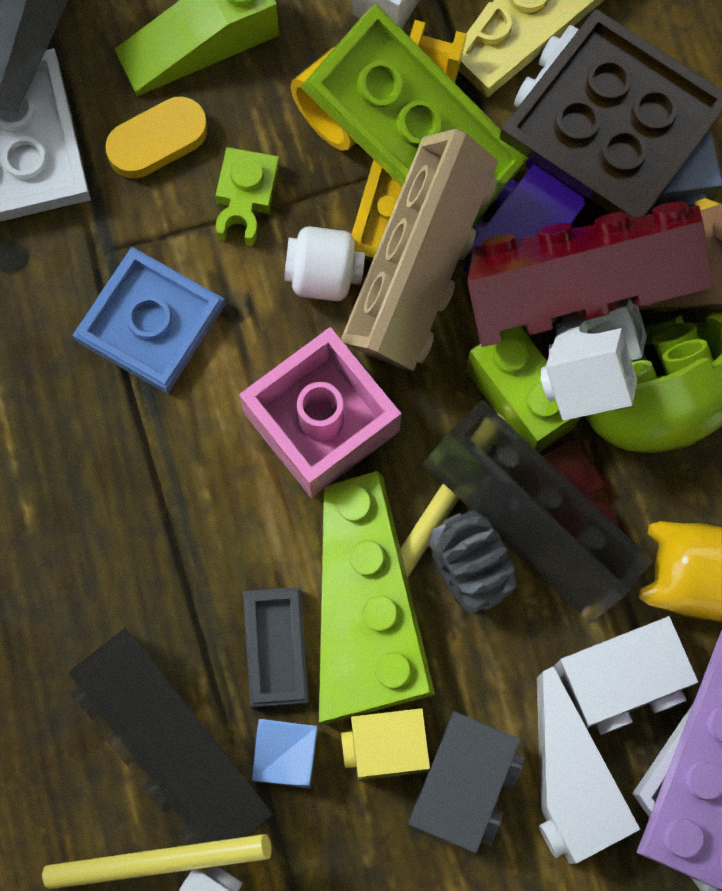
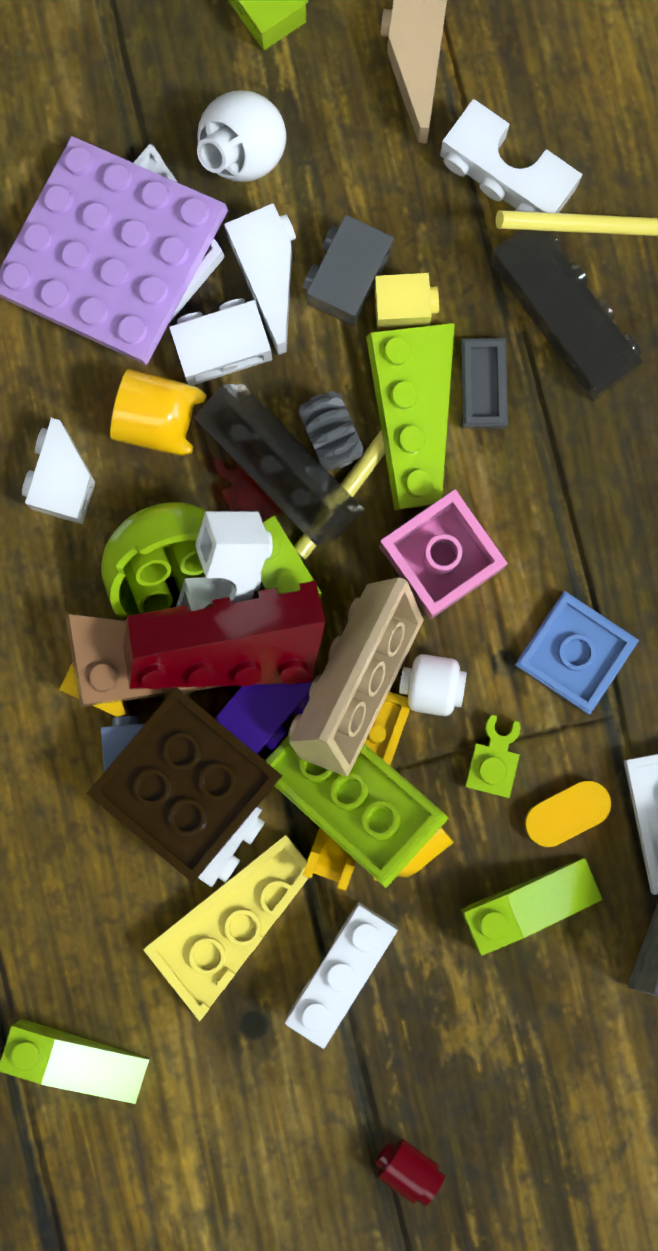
camera: 175 degrees left, 10 degrees up
(284, 753) = (480, 302): light blue slope -> none

